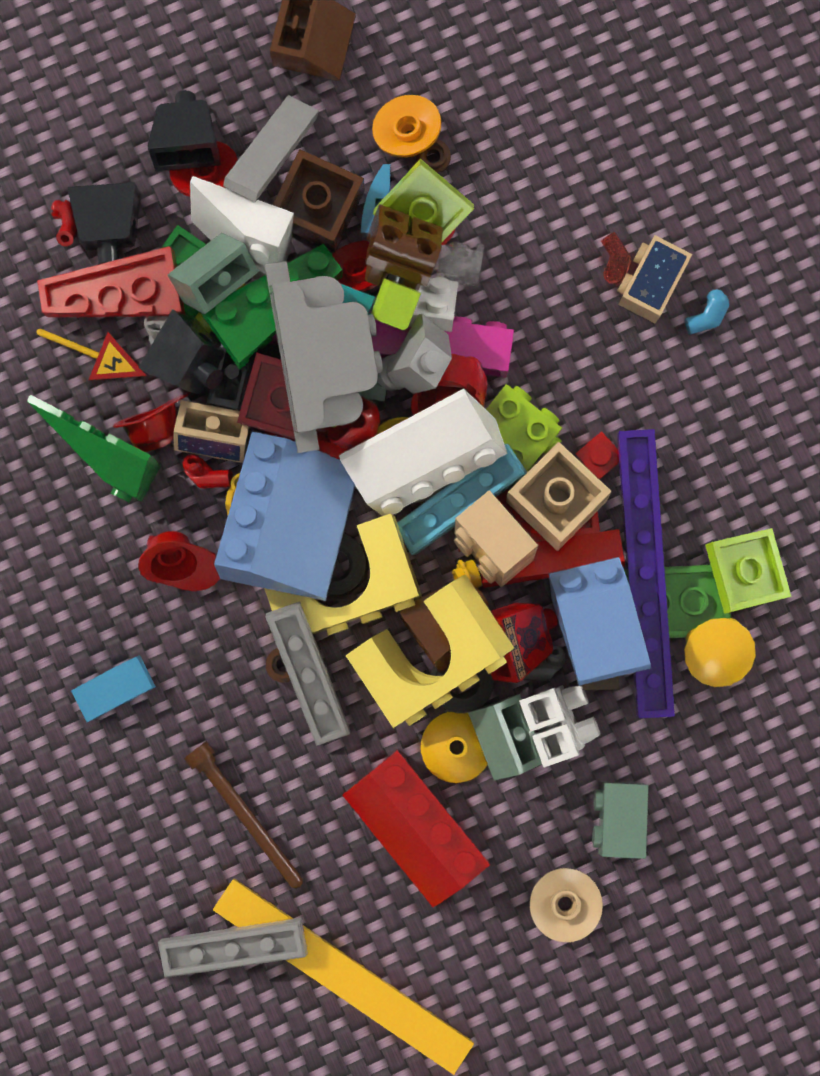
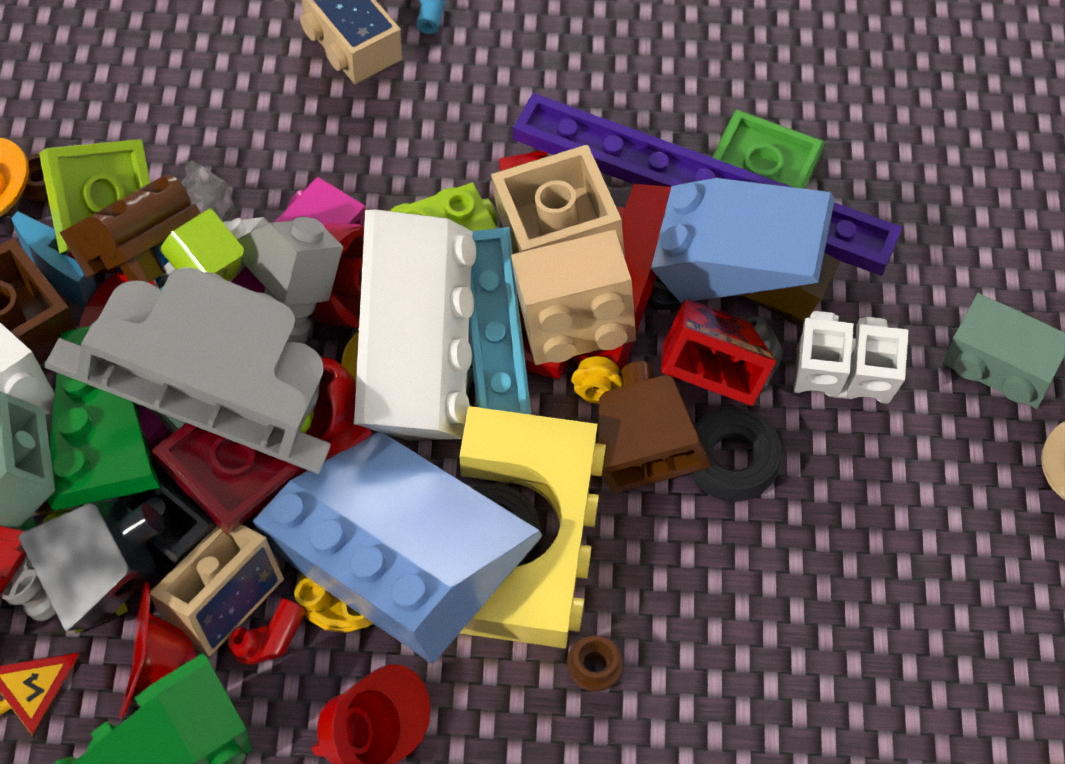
camera: 65 degrees left, 25 degrees down
(308, 673) = (627, 623): light grey tile -> none
(416, 829) = (911, 595): red slope -> none
(437, 753) = (812, 525): yellow dish -> none
(474, 644) = (723, 510): light yellow arch -> none
(505, 738) = (839, 425): sand green brick -> none
(619, 259) = (303, 54): clear red arm -> none
(719, 652) = (841, 159): yellow dish -> none
(748, 570) = (756, 87): lime plate -> none

